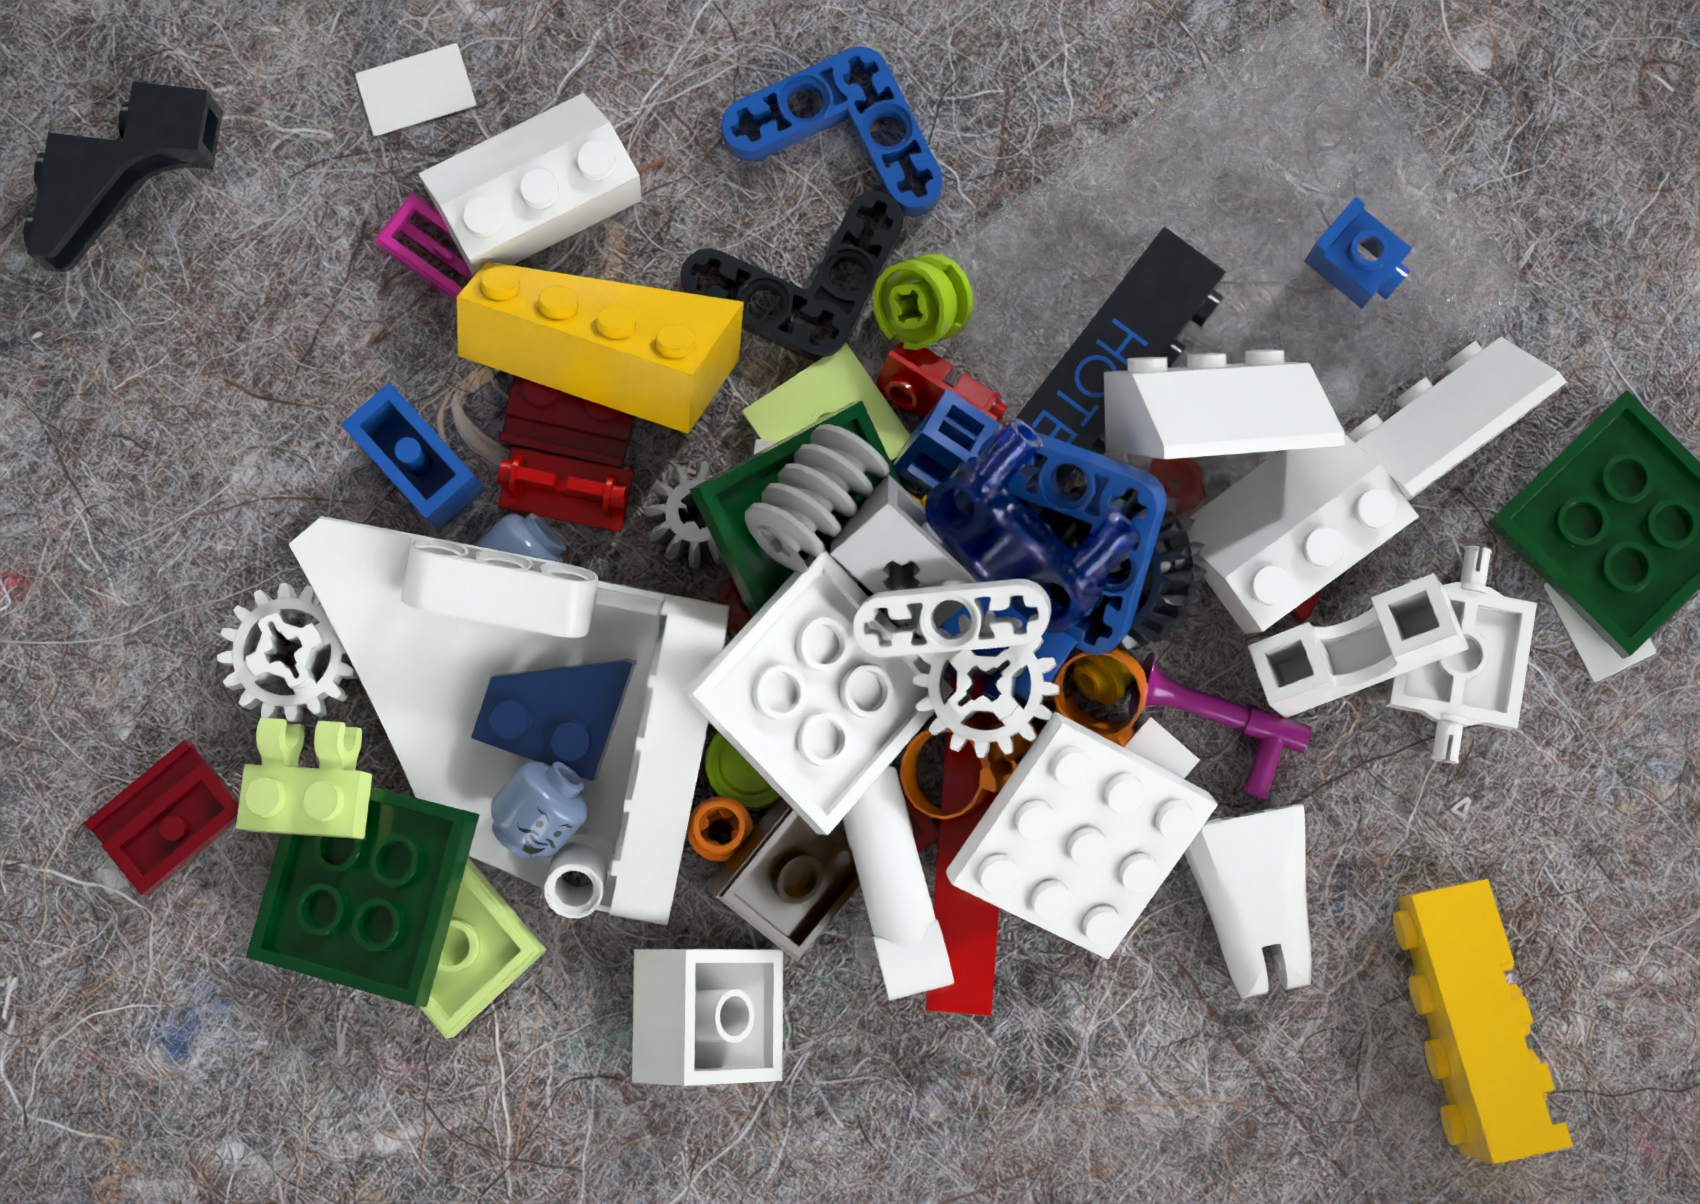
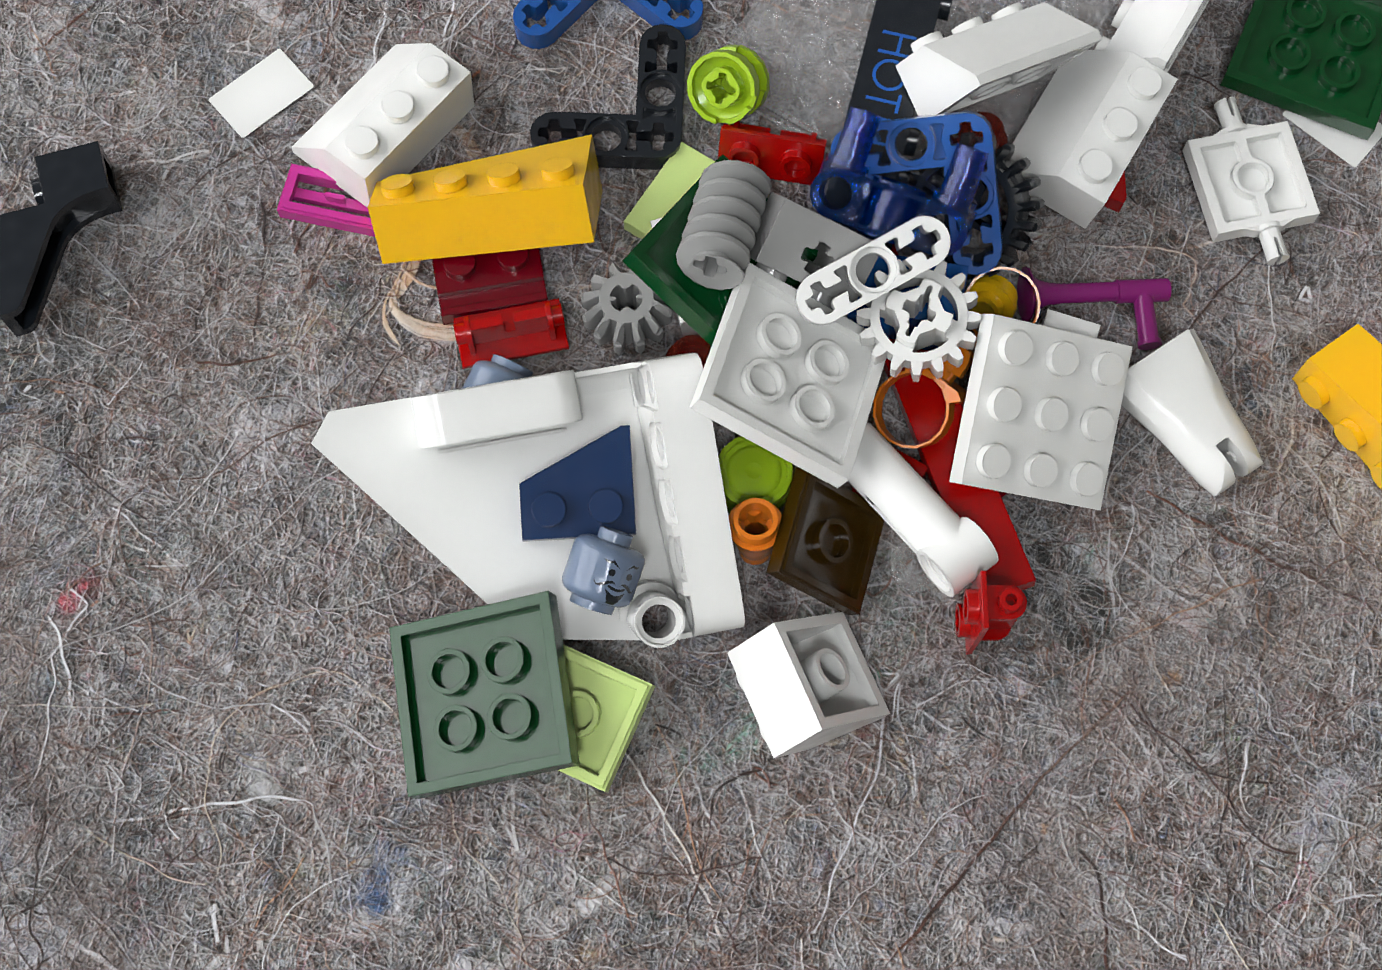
camera: 25 degrees left, 10 degrees down
(165, 818) = (292, 714): dark red plate -> none
(264, 663) = (331, 559): white gear -> none
(302, 799) = (406, 645): yellowish green plate -> none
(413, 456) = (380, 347): blue brick -> none
(922, 1030) = (987, 612): none -> red hinge
(943, 440) = (796, 166): blue brick -> none
(1397, 635) = (1205, 171): white arch -> none

